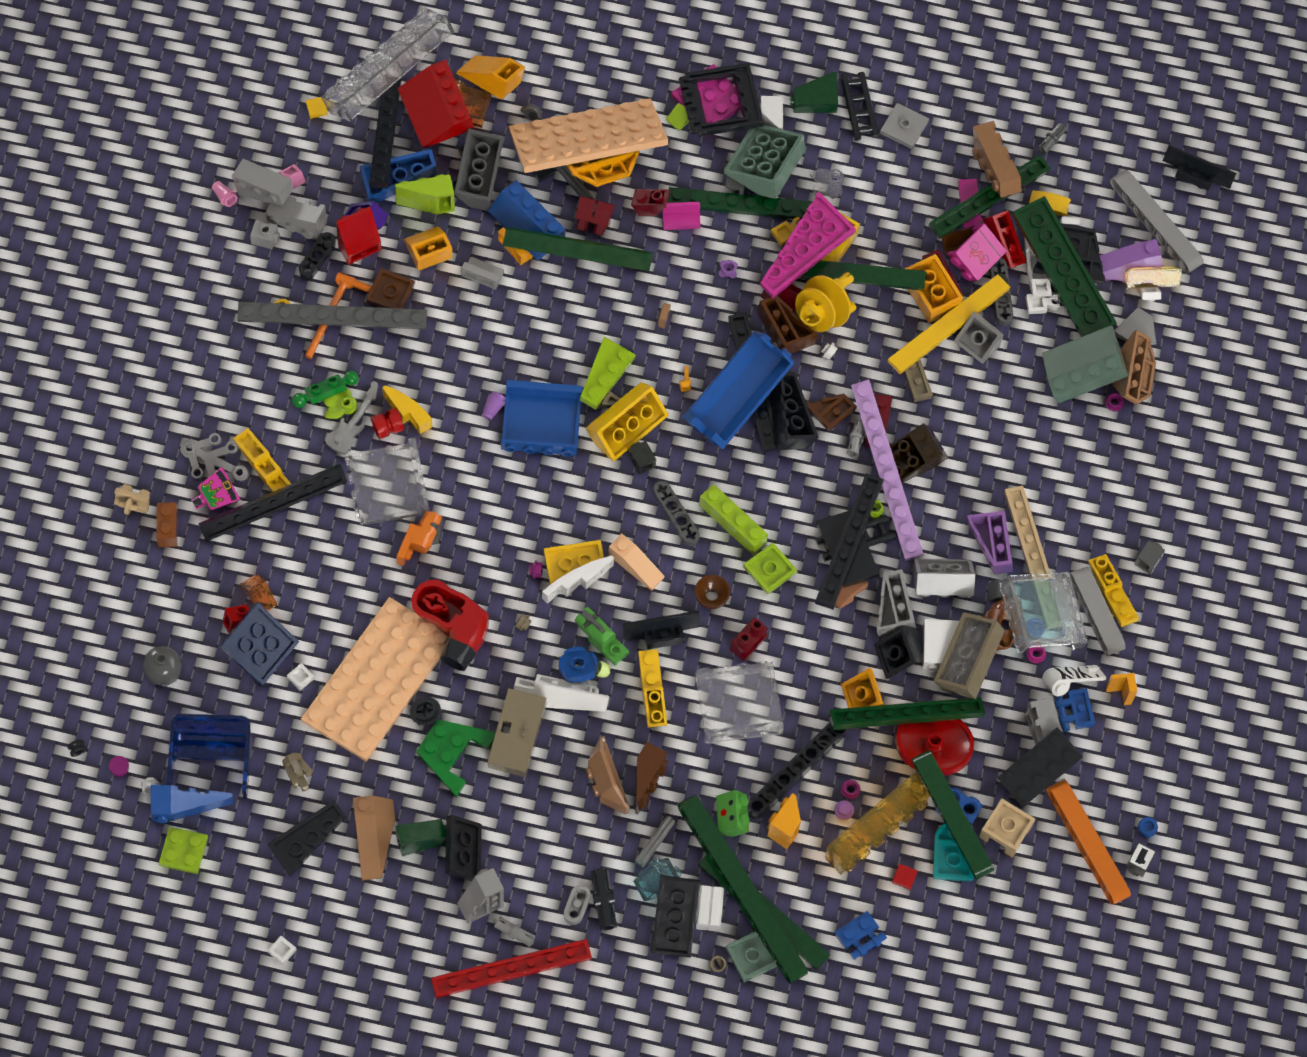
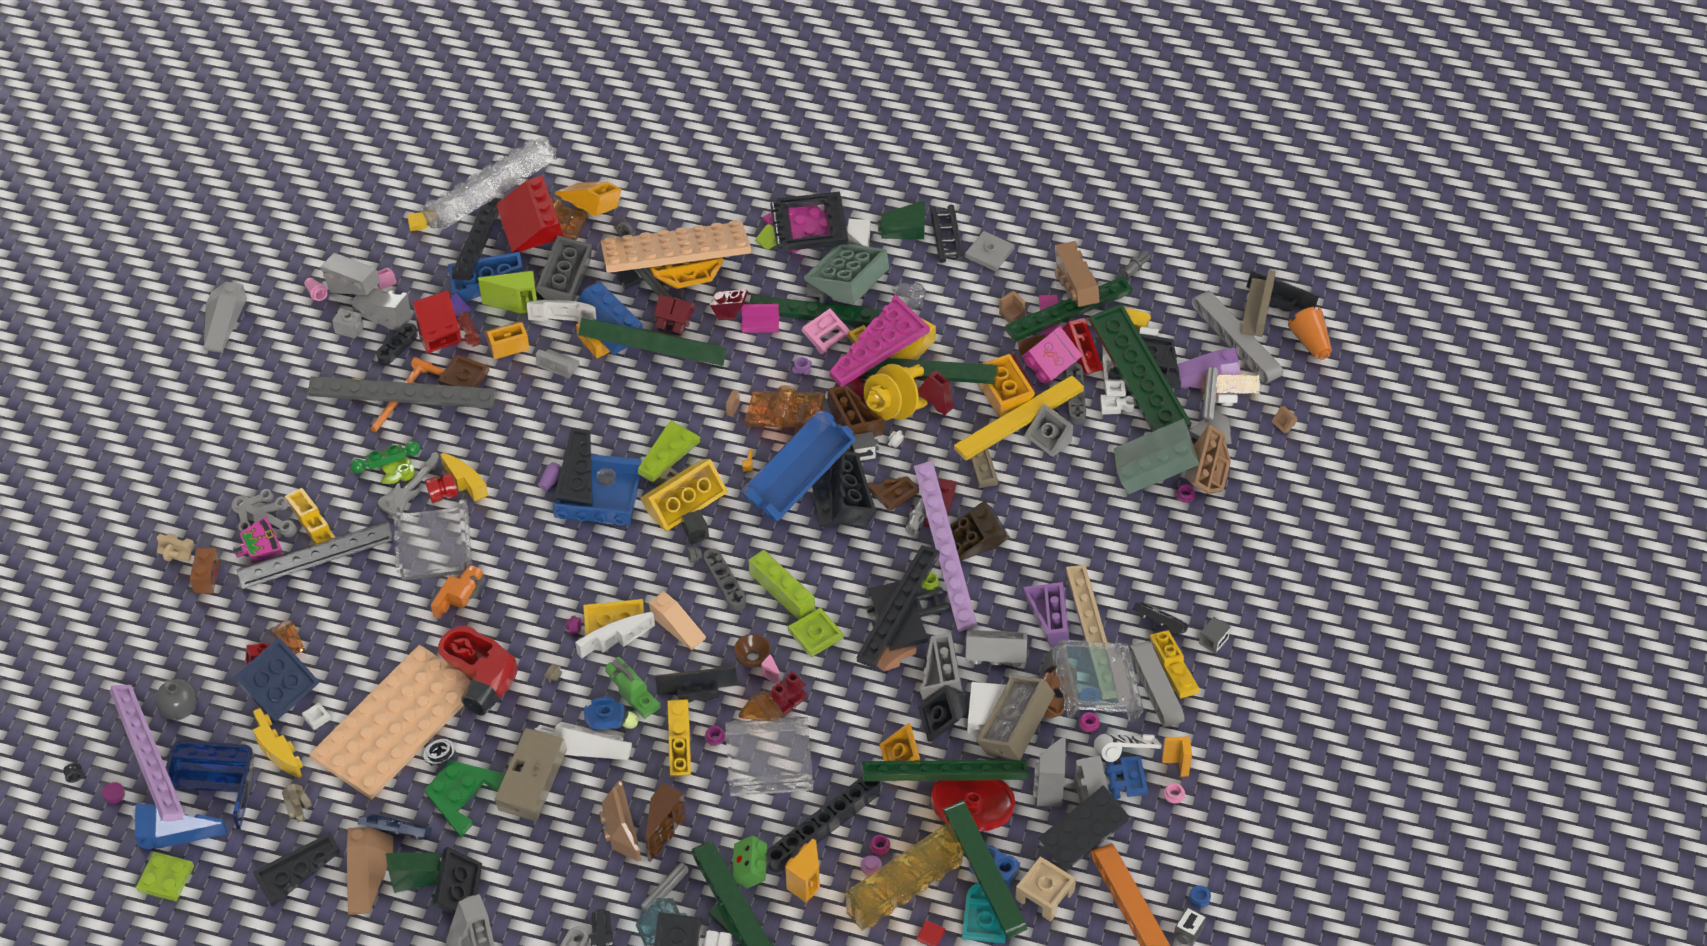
camera: 10 degrees right, 15 degrees down
(132, 224) = (222, 314): none -> light grey wedge
(148, 728) = (147, 753): none -> lavender plate
(270, 716) = (276, 746): none -> yellow slope
(392, 247) = (465, 322): none -> clear red plate
(394, 790) = (395, 826): none -> dark blue wing
(481, 212) = (559, 309): none -> white slope
(520, 408) = (576, 472): none -> black wing
(548, 403) = (606, 477): none -> clear tile
(644, 487) = (694, 554): none -> dark grey plate
(684, 677) = (714, 731): none -> magenta plate
(717, 322) = (783, 408): none -> clear orange plate
(728, 656) = (761, 708): none -> clear orange slope
(731, 611) = (770, 670): none -> bright pink slope
(745, 223) = (821, 327): none -> bright pink plate
(802, 359) = (865, 446): none -> dark grey brick
(867, 299) = (938, 392): none -> dark red slope
(932, 194) = (1012, 307): none -> medium nougat panel
(1007, 717) = (1050, 775): none -> light grey slope
(1097, 540) = (1162, 618): none -> black hinge
(1119, 719) = (1174, 788): none -> bright pink plate
(1134, 292) = (1210, 393): none -> light grey axle
(1177, 188) = (1258, 305): none -> dark tan panel
(1206, 316) = (1284, 419): none -> medium nougat tile
(1231, 217) = (1312, 332): none -> orange cone

